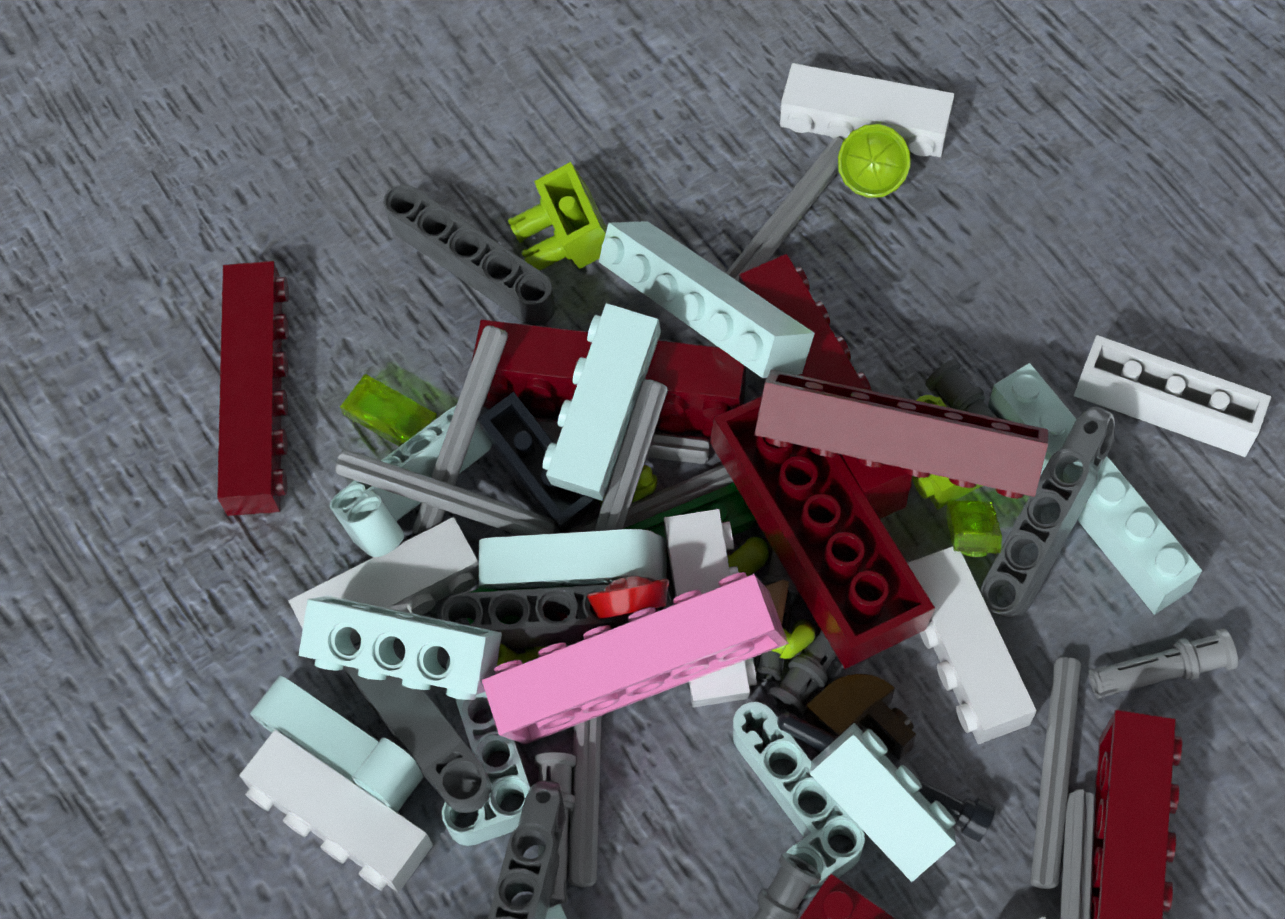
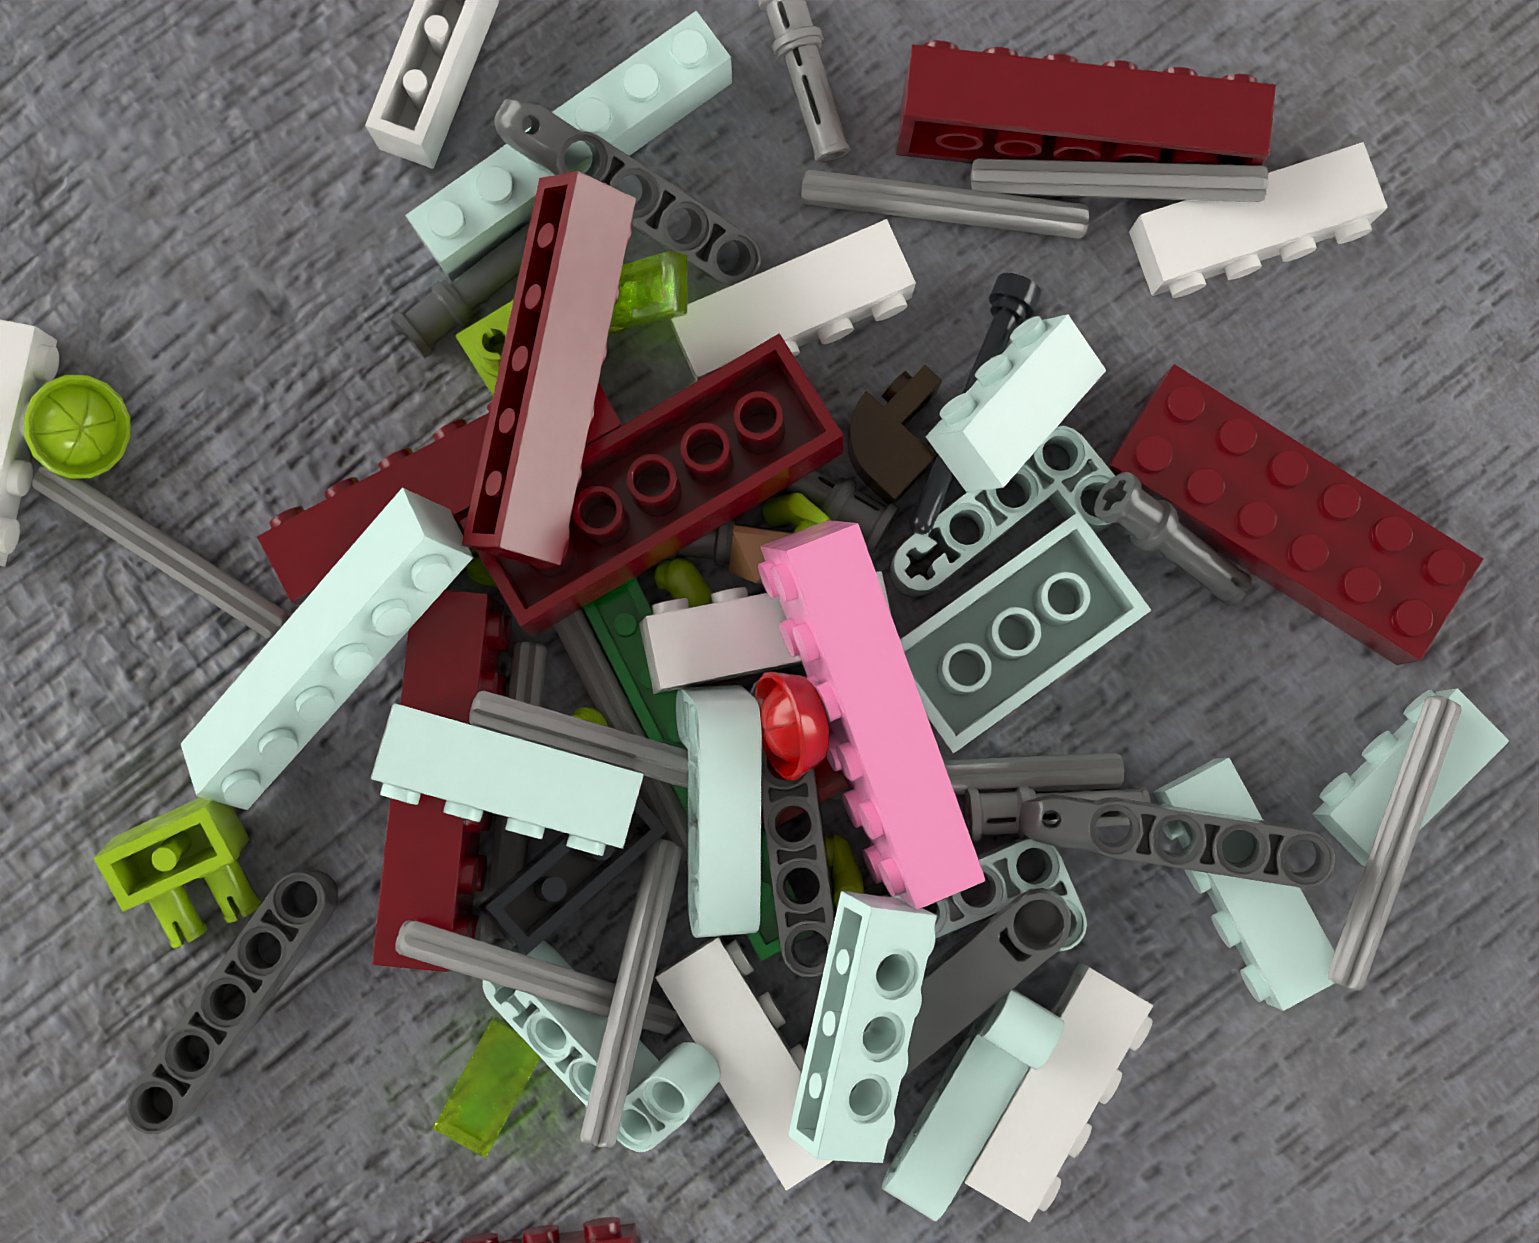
camera: 100 degrees left, 20 degrees up
(696, 793) = (1019, 631): none -> light aqua brick

